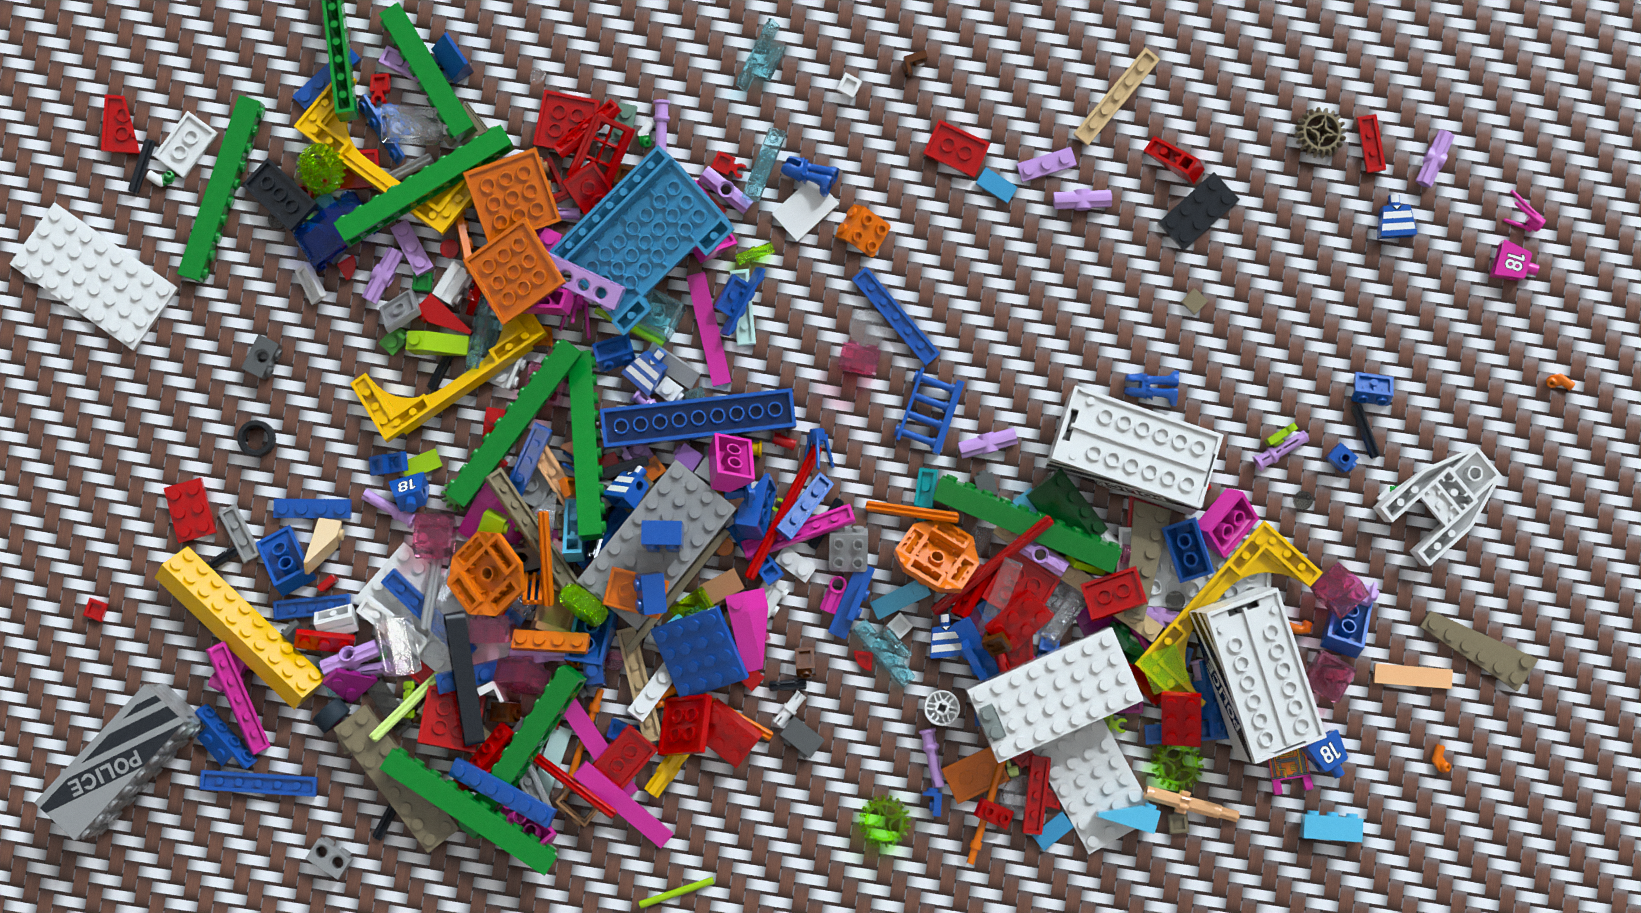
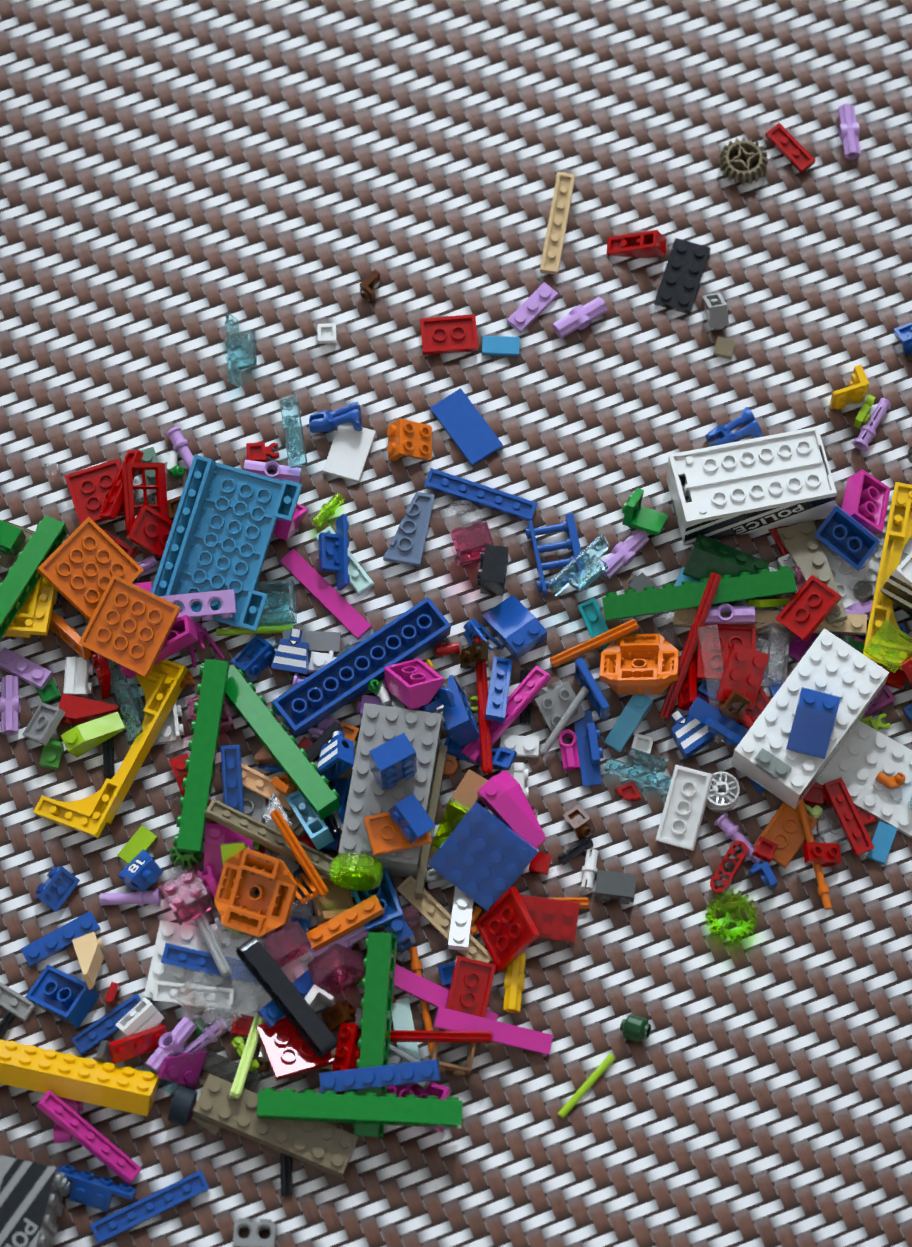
camera: 30 degrees left, 15 degrees down
(332, 462) = (56, 887): none -> blue bracket
(388, 463) = (108, 861): blue slope -> none
(449, 249) = (57, 651): red tile -> none
(463, 535) = (212, 886): none -> dark pink plate
(701, 449) = (379, 690): none -> arm
(745, 869) = (635, 1028): none -> dark green head
(802, 462) = (474, 654): none -> dark brown plate
(815, 317) = (410, 538): none -> sand blue wing
(844, 567) = (564, 720): none -> light grey bar
(854, 454) = (515, 627): none -> blue slope
(864, 395) = (493, 570): none -> black brick
(884, 552) = (594, 695): none -> blue tile
(893, 779) = (731, 851): none -> red beam
(901, 704) = (684, 807): none -> white tile
(921, 245) = (466, 427): none -> blue tile
(940, 442) = (582, 569): none -> clear light blue bracket
(947, 780) = (765, 849): none -> red tile
(1024, 421) = (641, 517): none -> green bracket
(1046, 710) = (813, 723): none -> blue slope
(1091, 785) = (891, 782): none -> orange arm
(1207, 262) = (716, 310): none -> light grey slope
(1288, 413) = (854, 393): none -> yellow bracket
(1395, 220) = (849, 195): blue torso -> none

